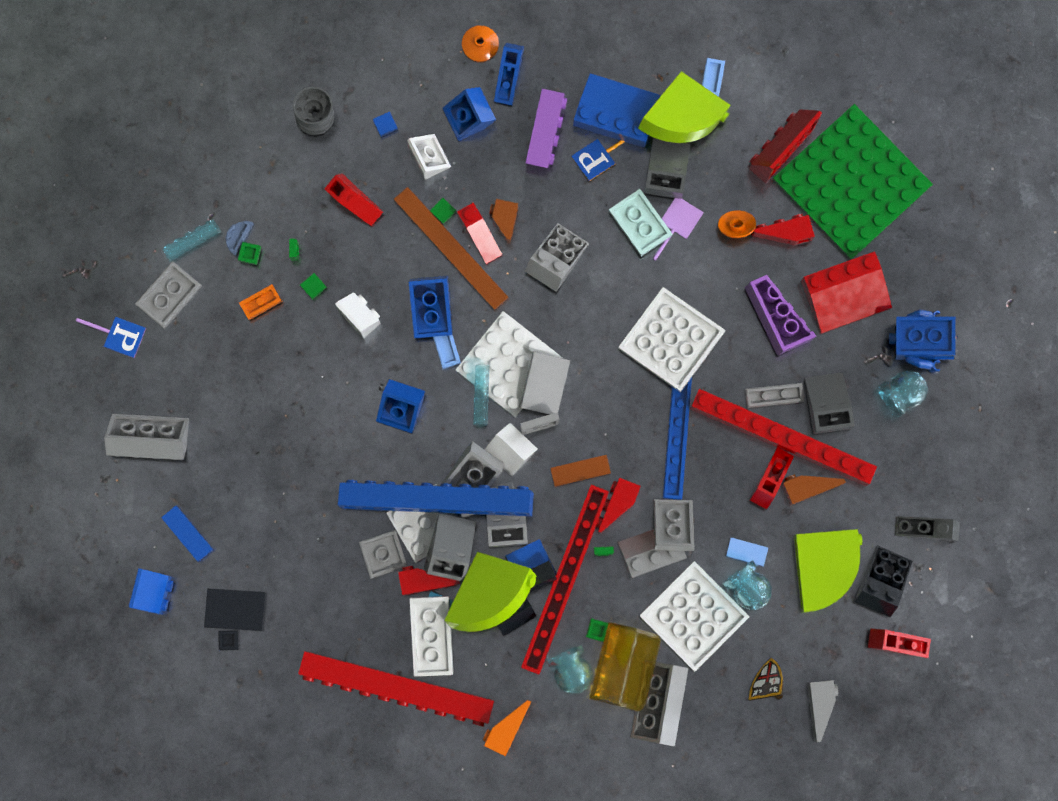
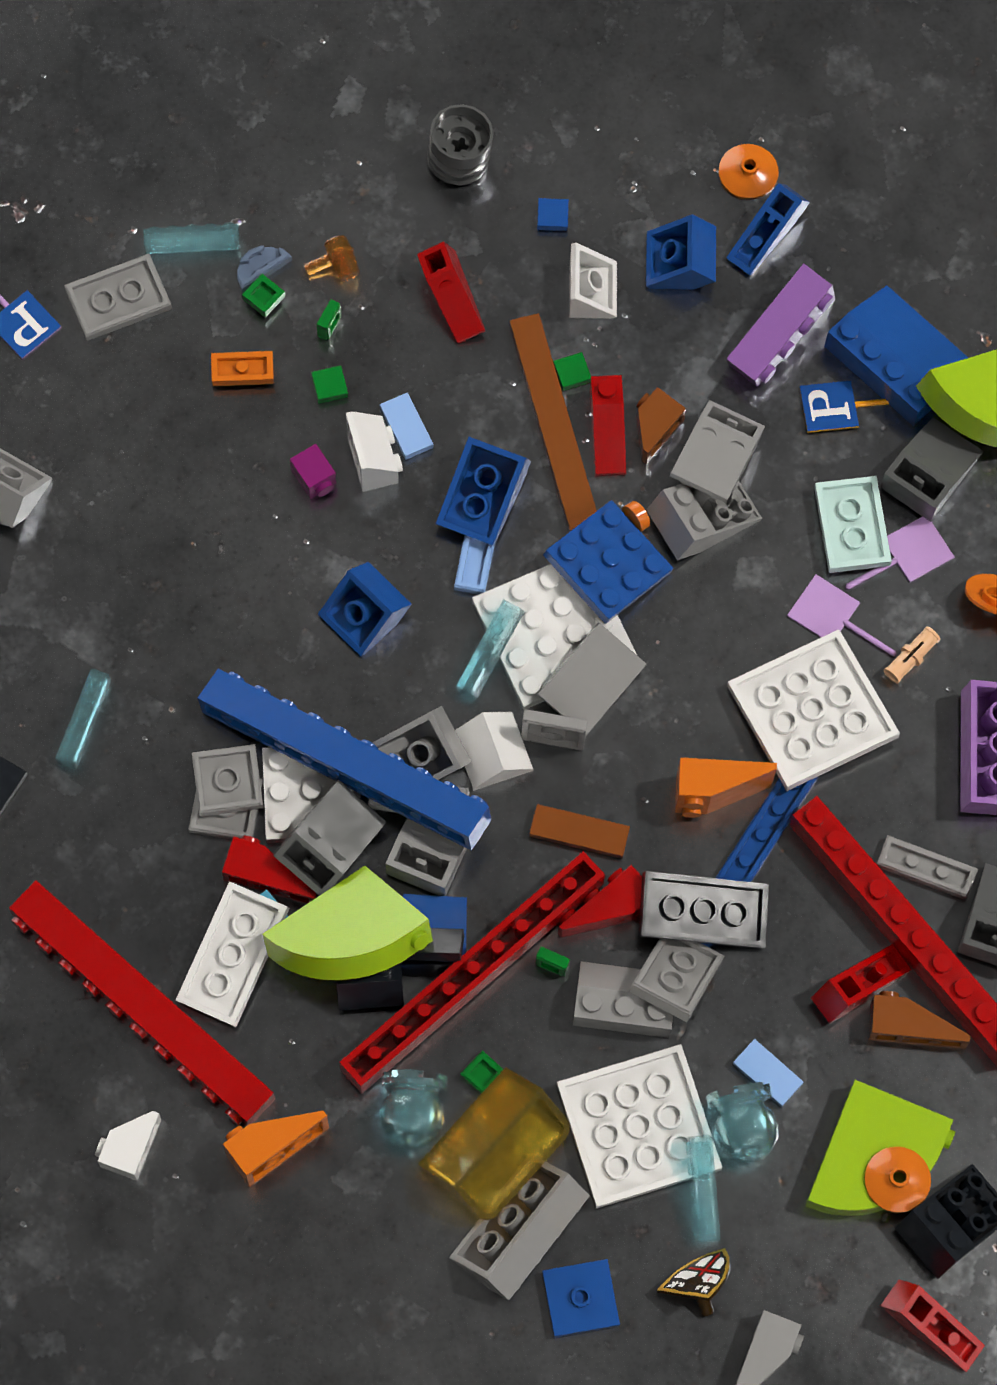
camera: 25 degrees right, 10 degrees down
(279, 209) = (340, 256): none -> clear orange piece
(280, 546) = (83, 719): none -> clear light blue piece
(332, 342) = (313, 472): none -> magenta brick
(368, 289) = (406, 426): none -> light blue tile
(377, 541) = (227, 780): none -> light grey tile
(431, 769) = (128, 1145): none -> white slope
(519, 312) = (608, 561): none -> blue plate
(521, 278) = (637, 515): none -> orange tile
(548, 220) = (717, 451): none -> light grey slope
(637, 412) = (714, 783): none -> orange slope
(649, 278) = (826, 609): none -> lavender piece
(669, 482) = (703, 910): none -> tile
(710, 723) = (580, 1298): none -> blue plate
(712, 268) = (925, 641): none -> light nougat pin
(745, 633) = (703, 1188): none -> clear light blue piece
(835, 579) = (886, 1191): none -> orange dish

